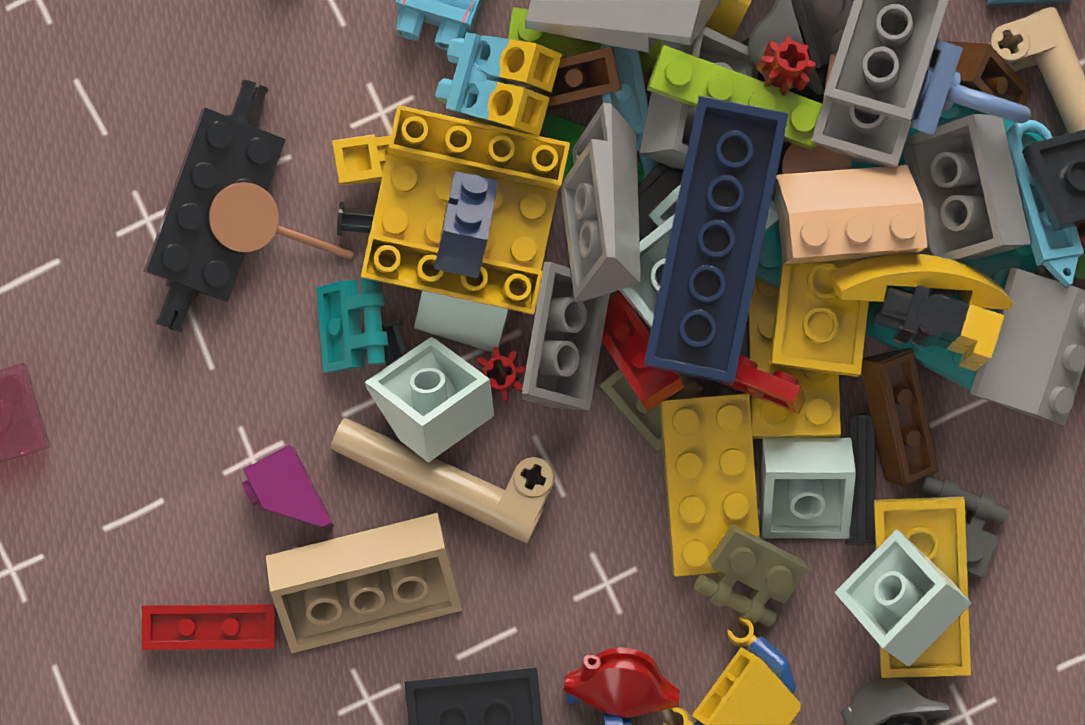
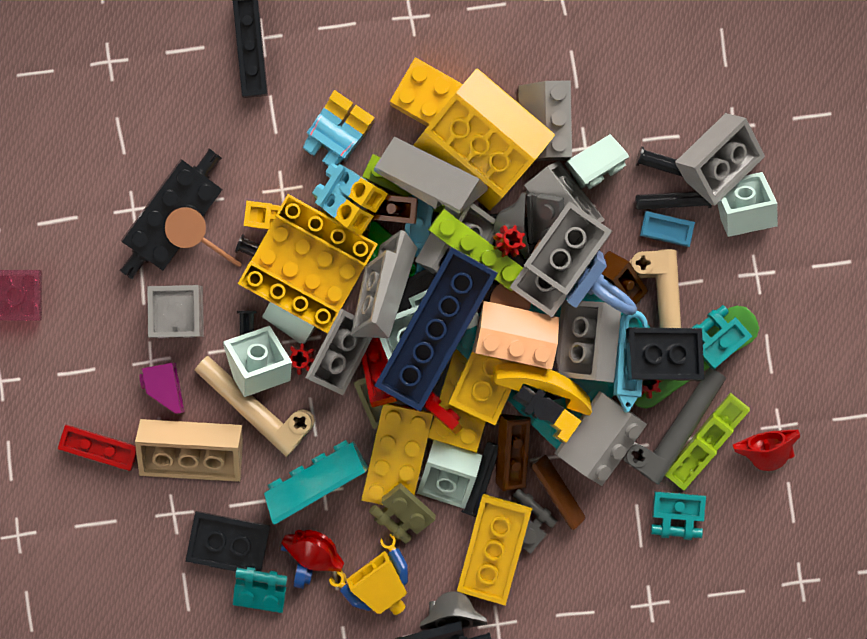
camera: 20 degrees right, 5 degrees up
(269, 359) = (175, 311): none -> piece
(341, 325) = (221, 306): teal plate -> none
(466, 224) = (304, 273): dark blue piece -> none
(590, 563) = (315, 481): none -> teal slope
(902, 598) = (479, 554): light aqua slope -> none
(993, 462) = (558, 492): none -> reddish brown slope

